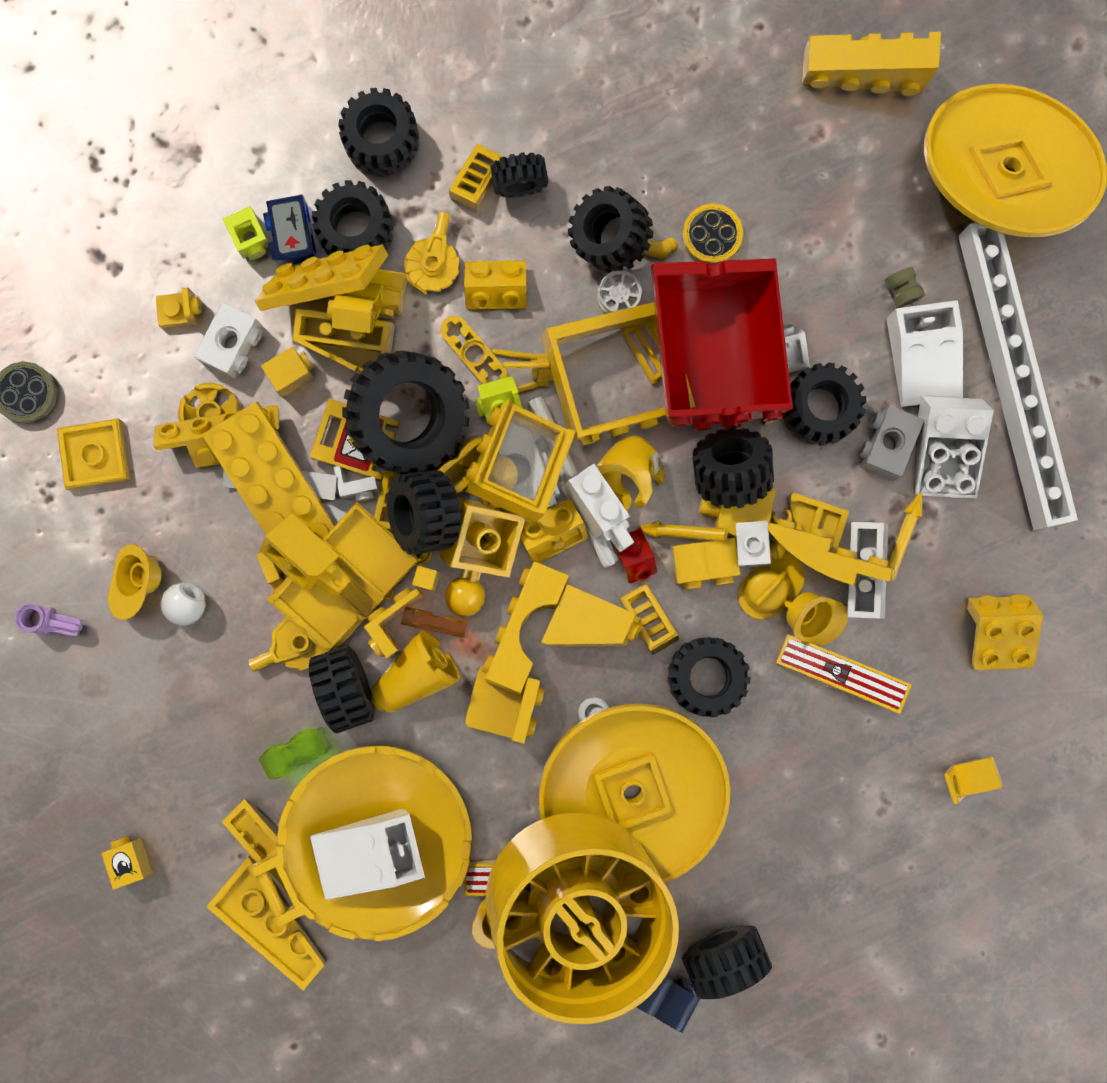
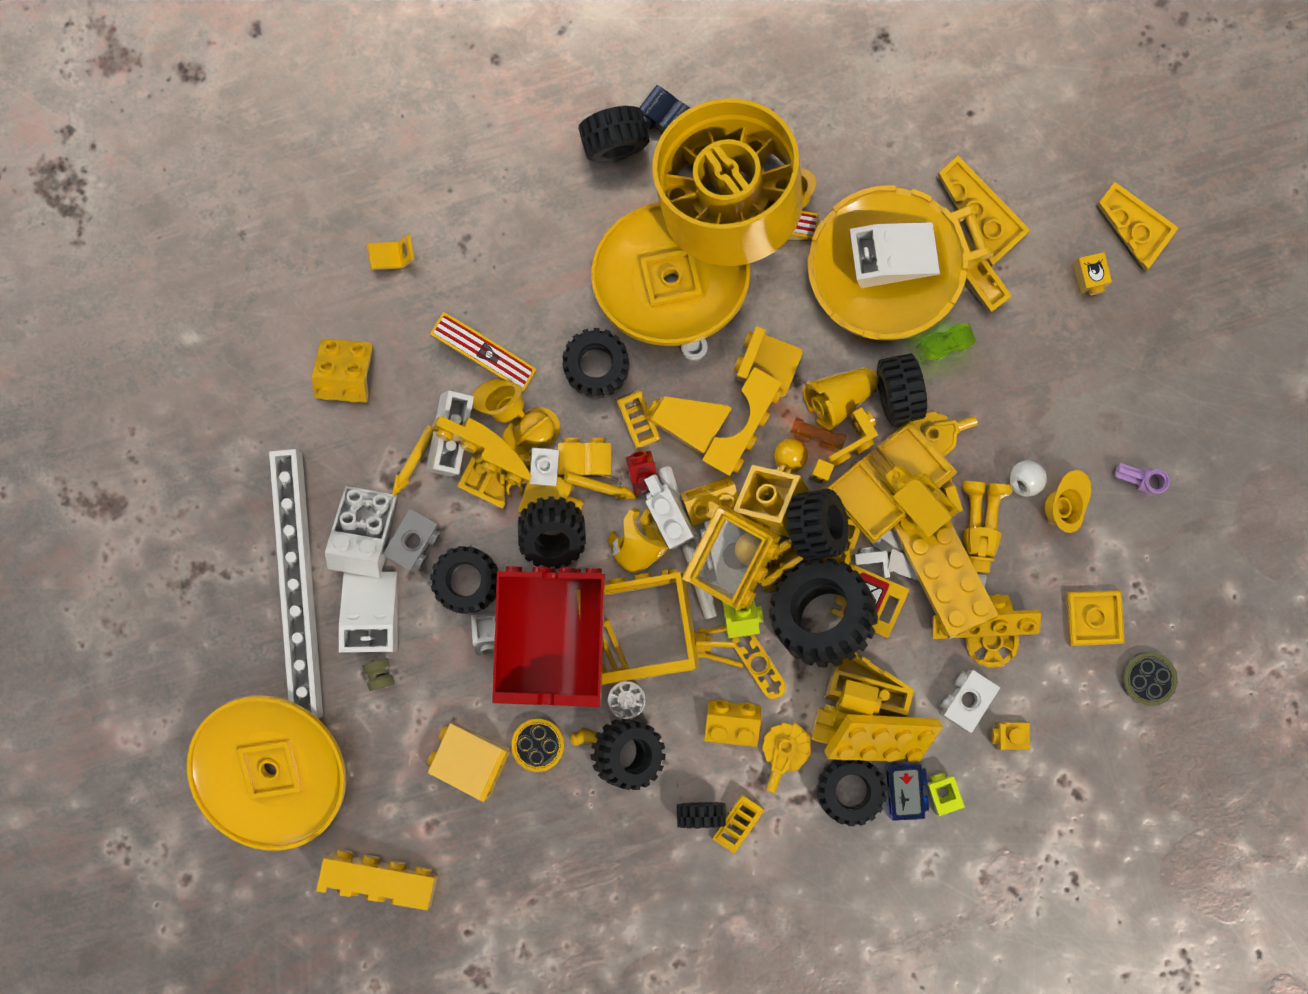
camera: 165 degrees left, 0 degrees up
(78, 931) = (1137, 224): none -> yellow wing
(231, 524) = (979, 541): none -> yellow piece
(288, 371) = (920, 667): yellow brick -> none
(379, 108) = (839, 884): black tyre -> none
(789, 202) = (468, 761): none -> yellow slope

